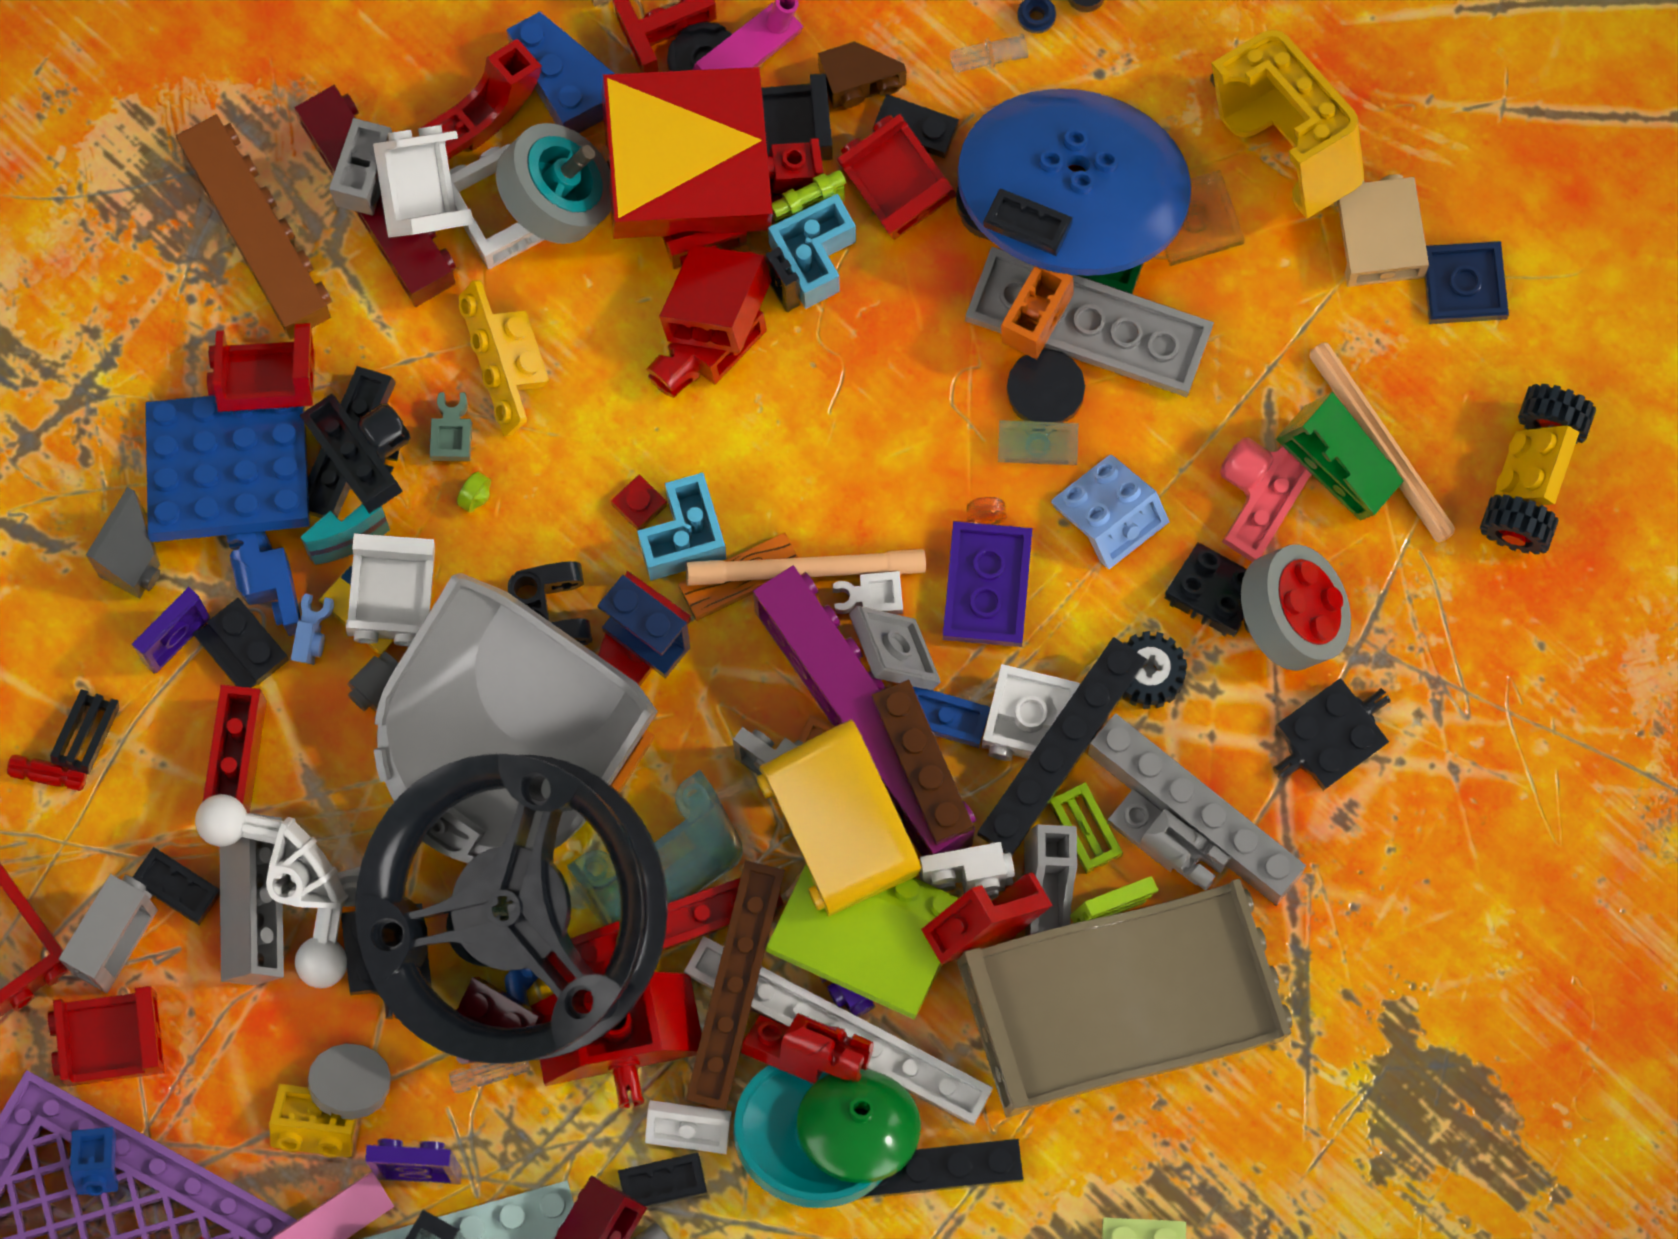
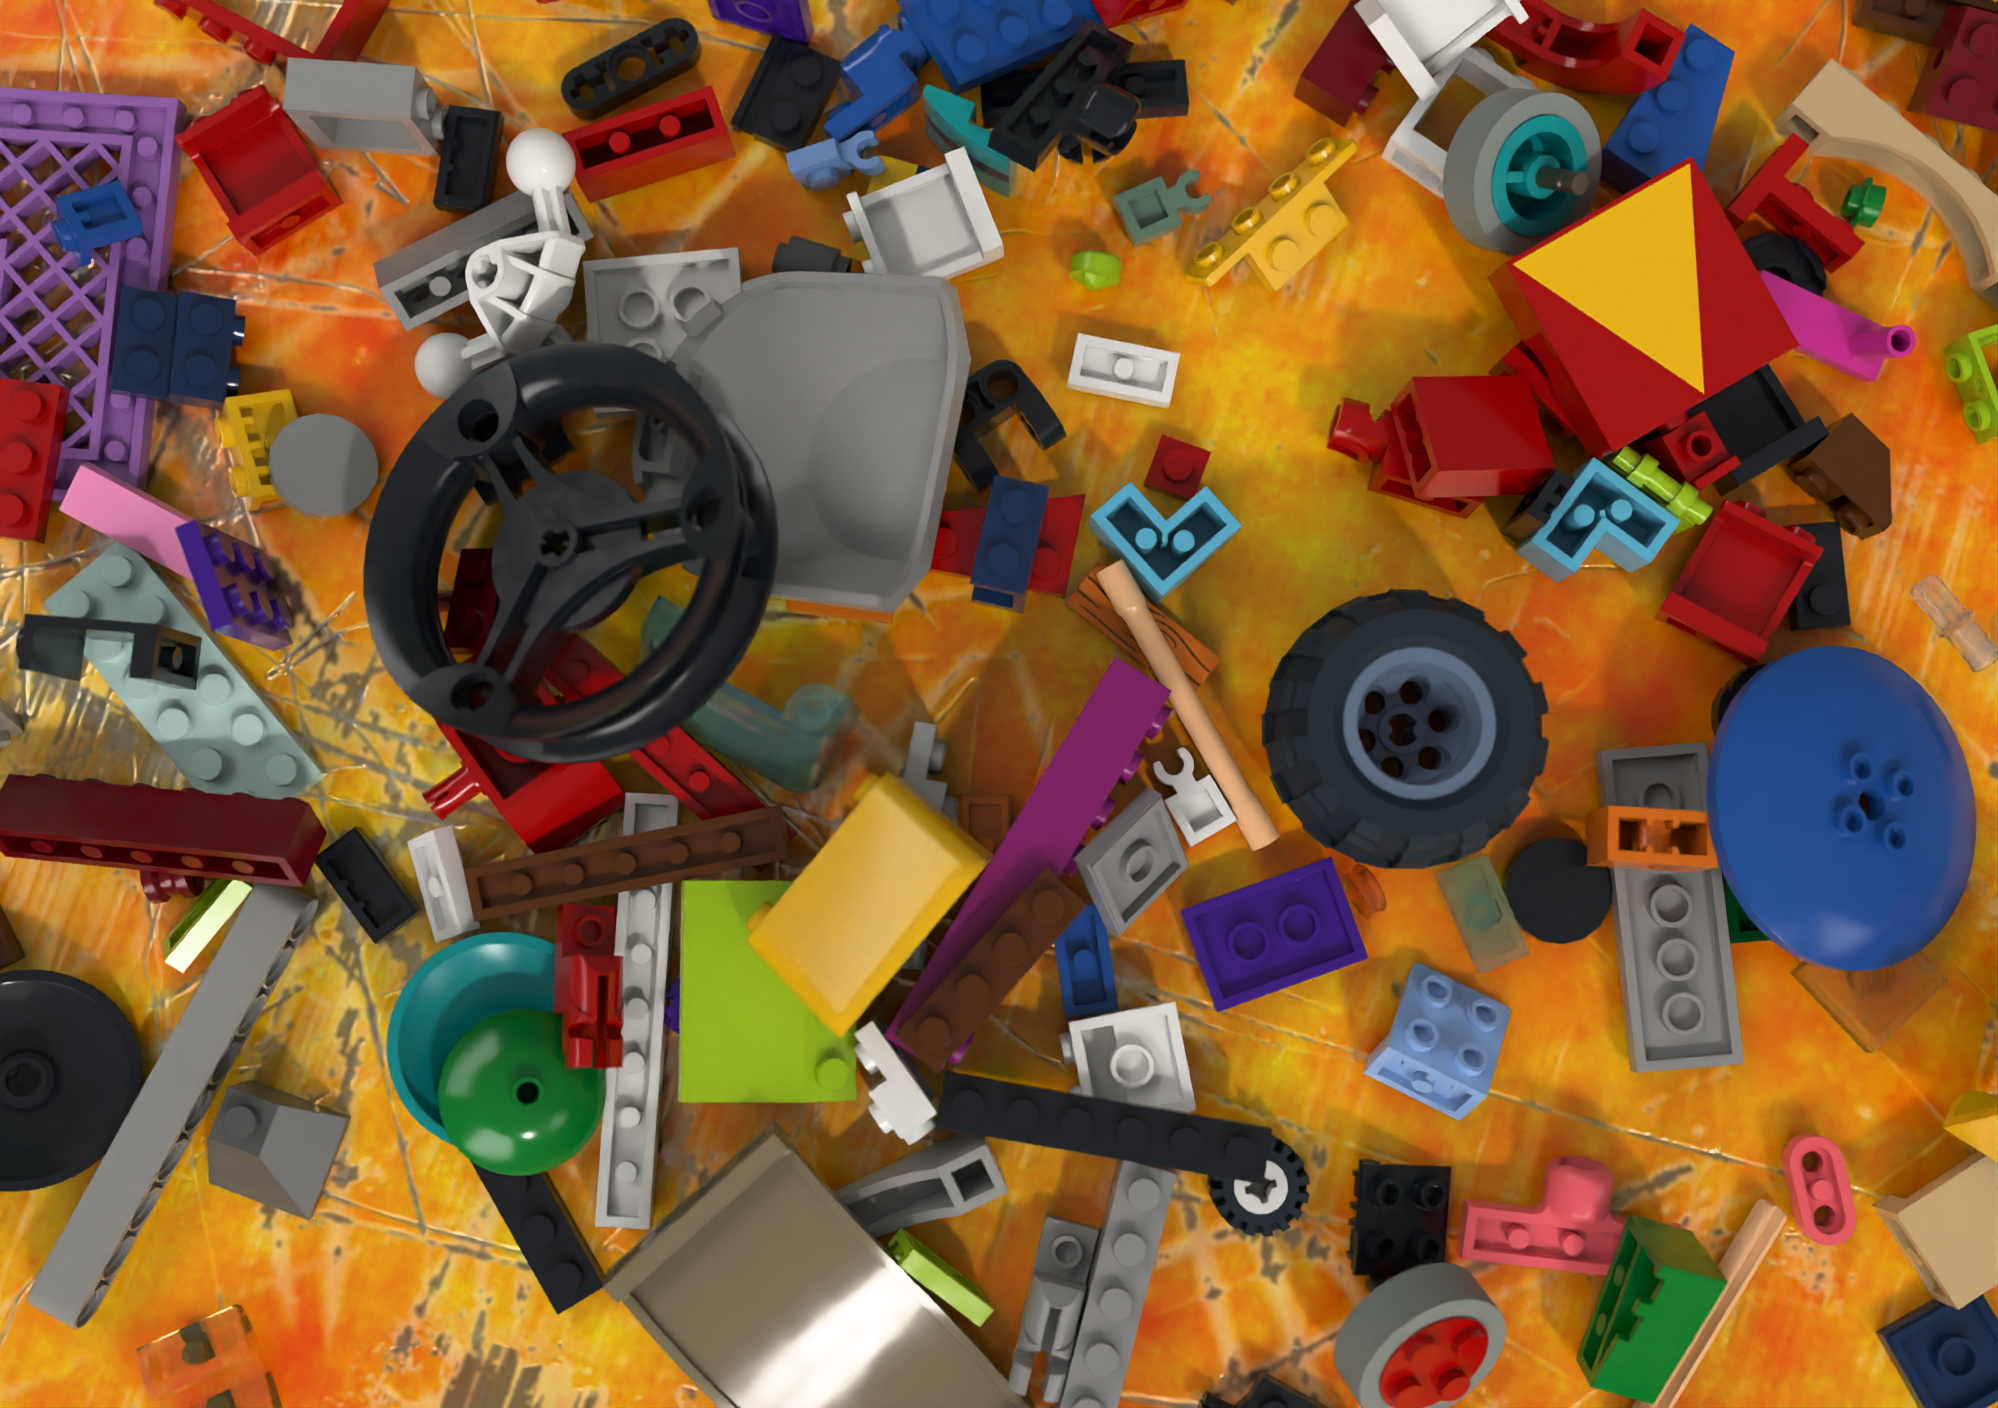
camera: 65 degrees right, 10 degrees up
(175, 715) = (635, 47): none -> black beam
(212, 1146) = (176, 347): none -> dark blue plate
(346, 797) = (651, 297): none -> white plate
(553, 506) = (1123, 370): none -> white plate
(883, 483) = (1459, 669): none -> black wheel
(982, 923) = (842, 1148): red panel -> none
(1028, 222) = (1763, 779): black plate -> none
(1100, 857) = (996, 1228): lime tile -> none
(1318, 311) = (1820, 1185): none -> coral plate

